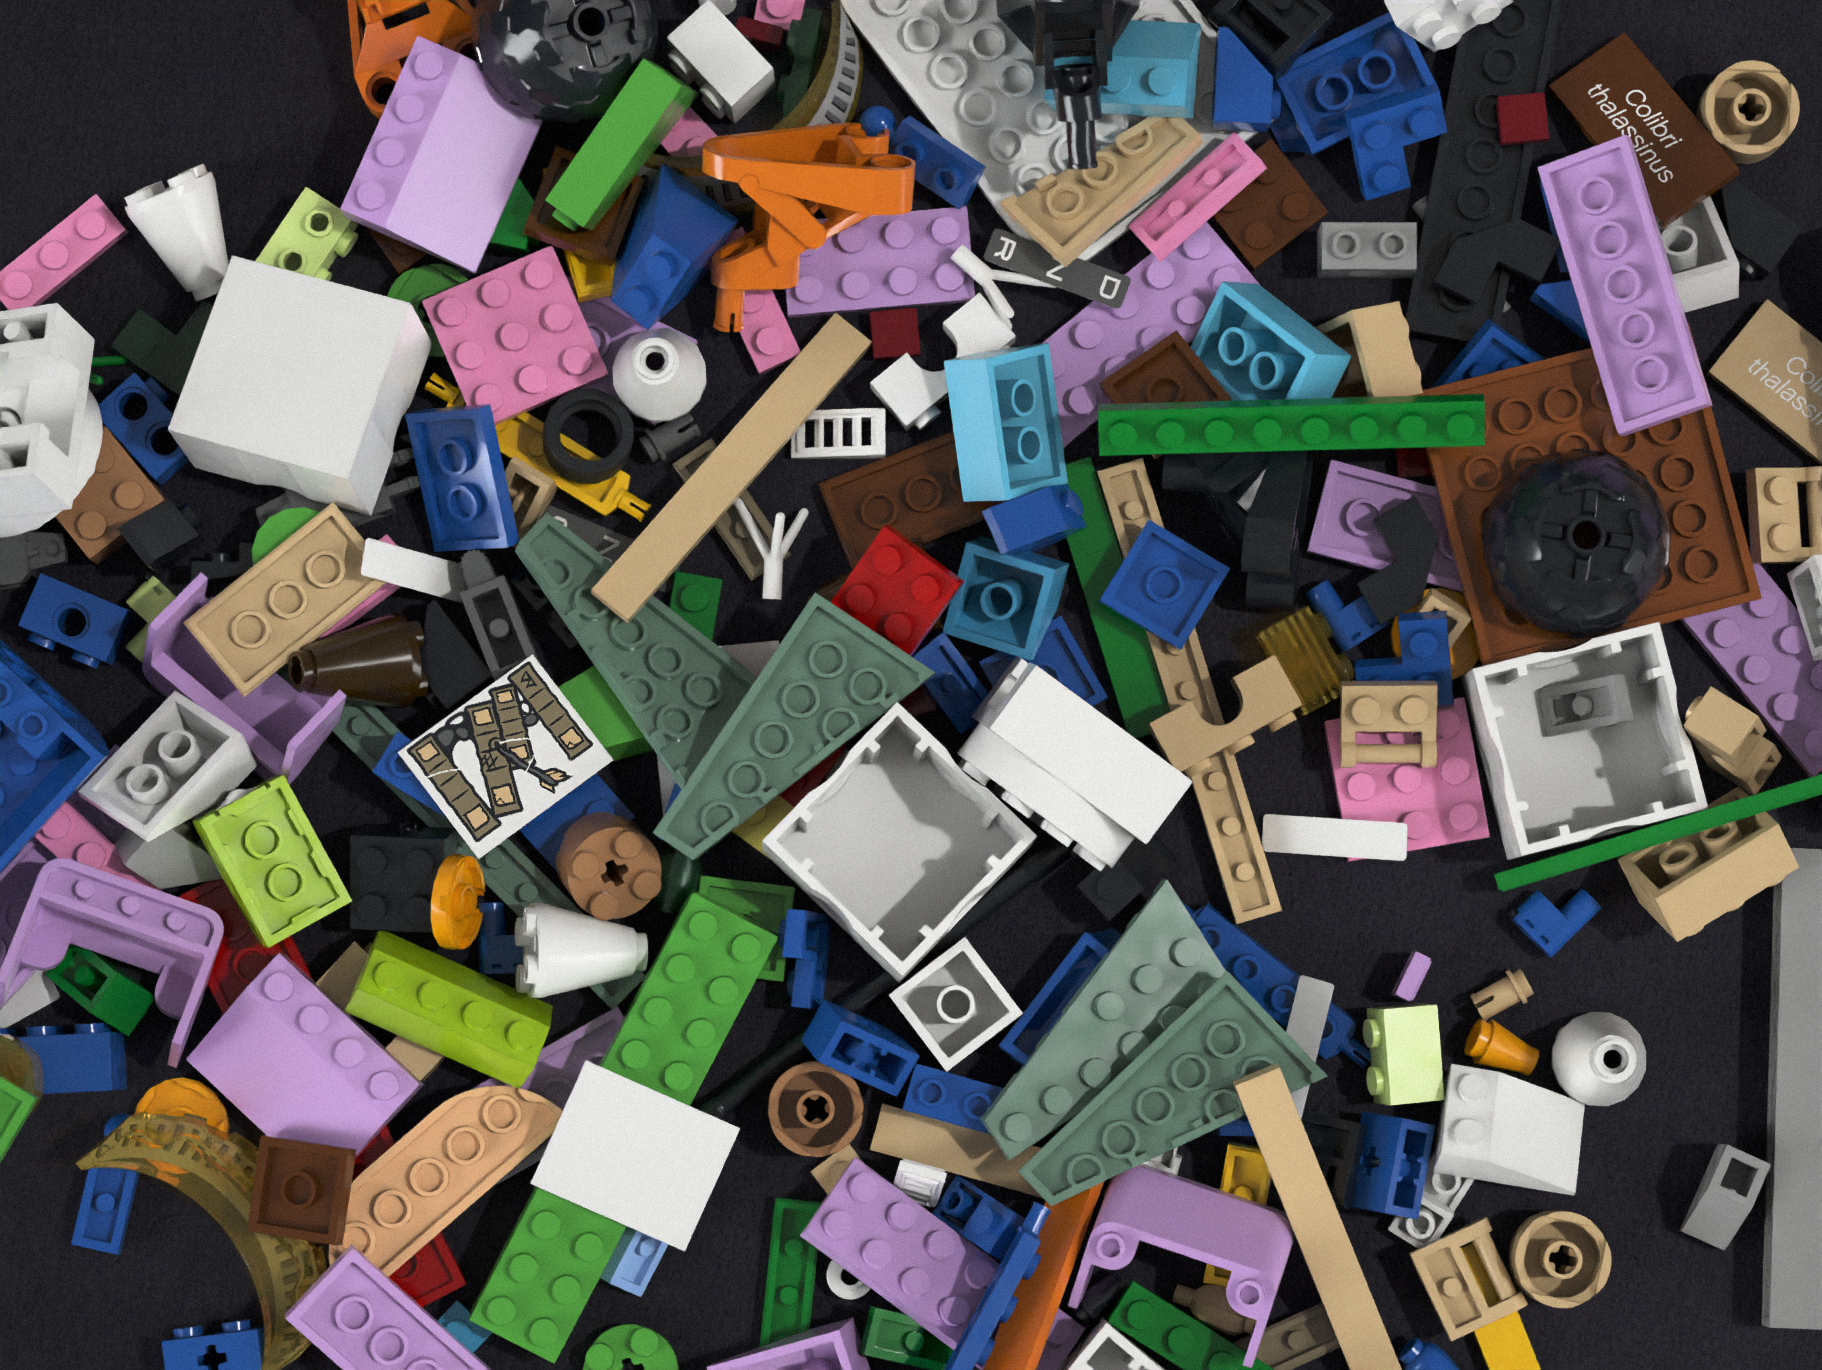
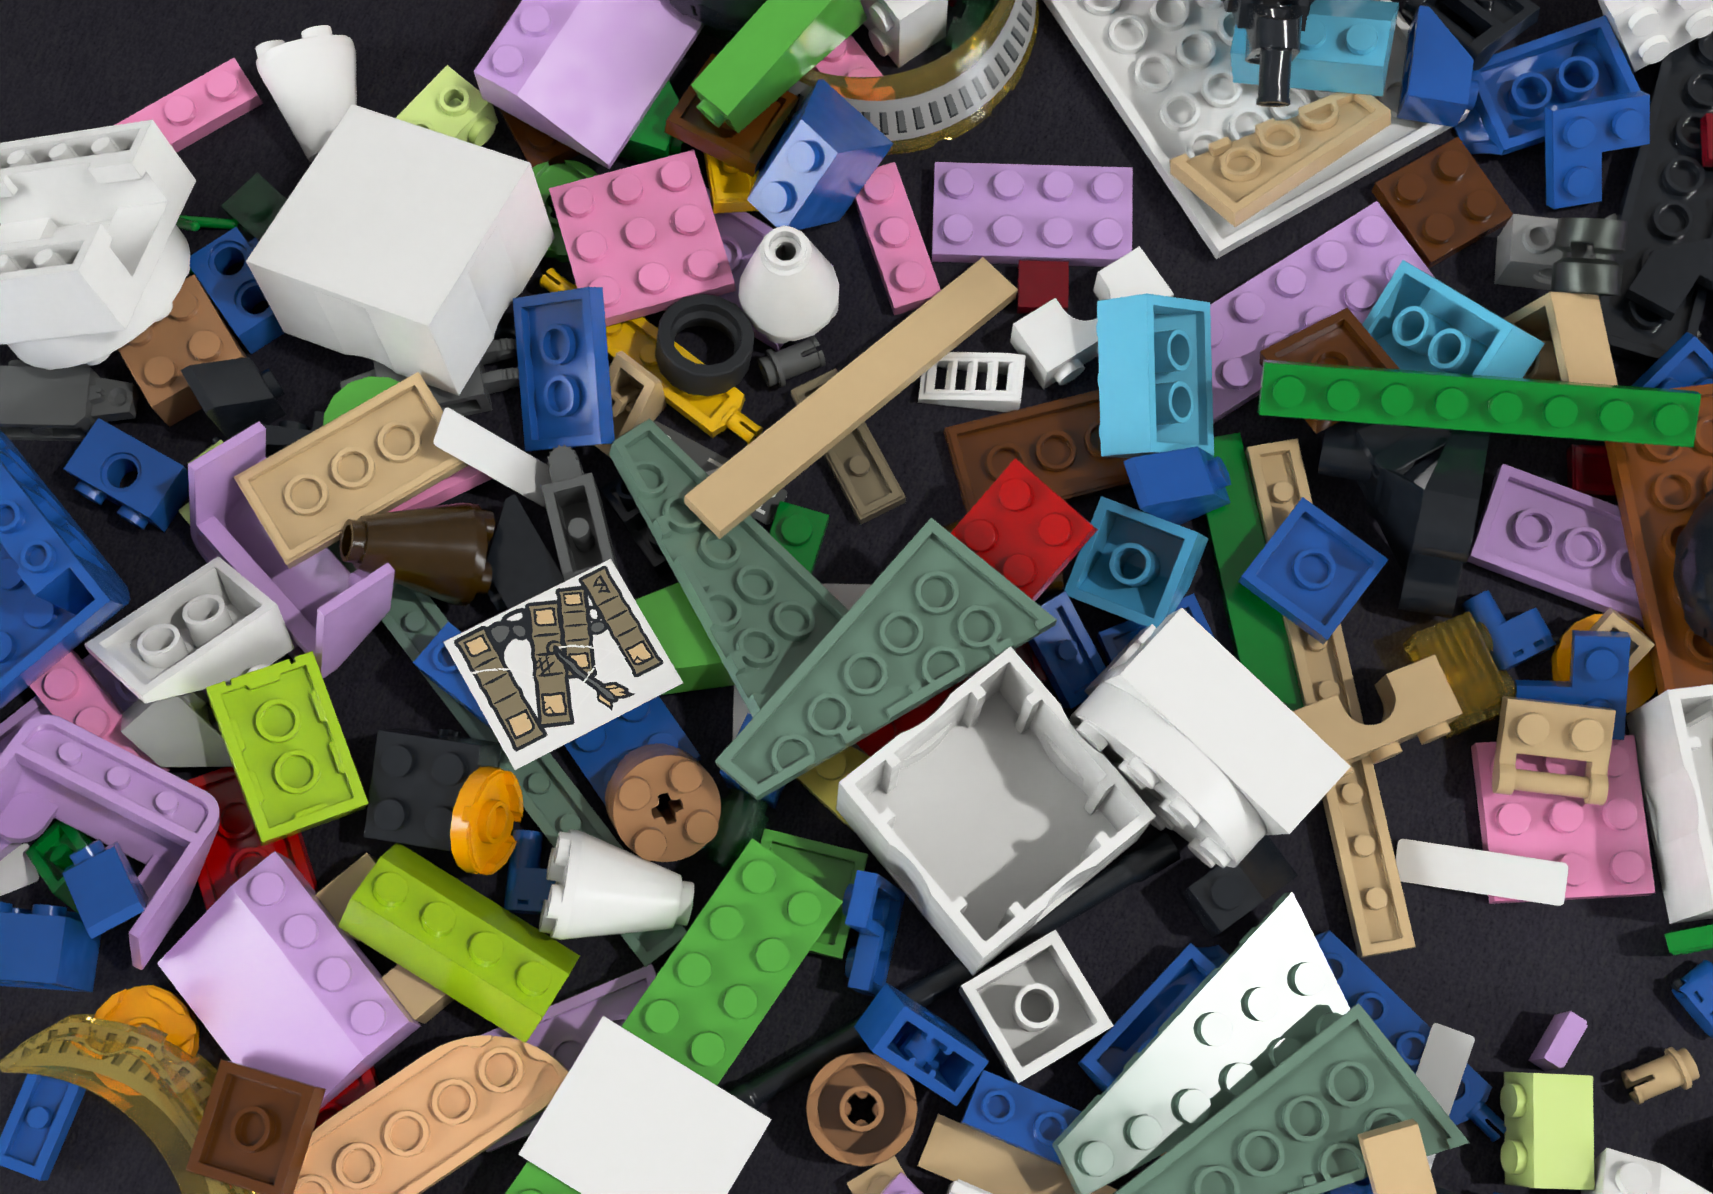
camera: 10 degrees right, 10 degrees down
(140, 1004) = (104, 887): none -> blue slope
(772, 558) = (887, 495): white plant -> none
(825, 164) = (942, 139): orange connector -> none
(938, 162) = (1093, 111): blue plate -> none
(984, 276) = (1148, 236): white plant -> none
(1078, 277) = (1222, 235): dark grey sticker -> none
(1197, 196) = (1379, 177): bright pink plate -> none
(1388, 267) = (1587, 275): none -> pearl dark grey wheel
(1413, 545) = (1589, 562): black tile -> none
(1499, 1048) = (1654, 1136): light orange cone -> none

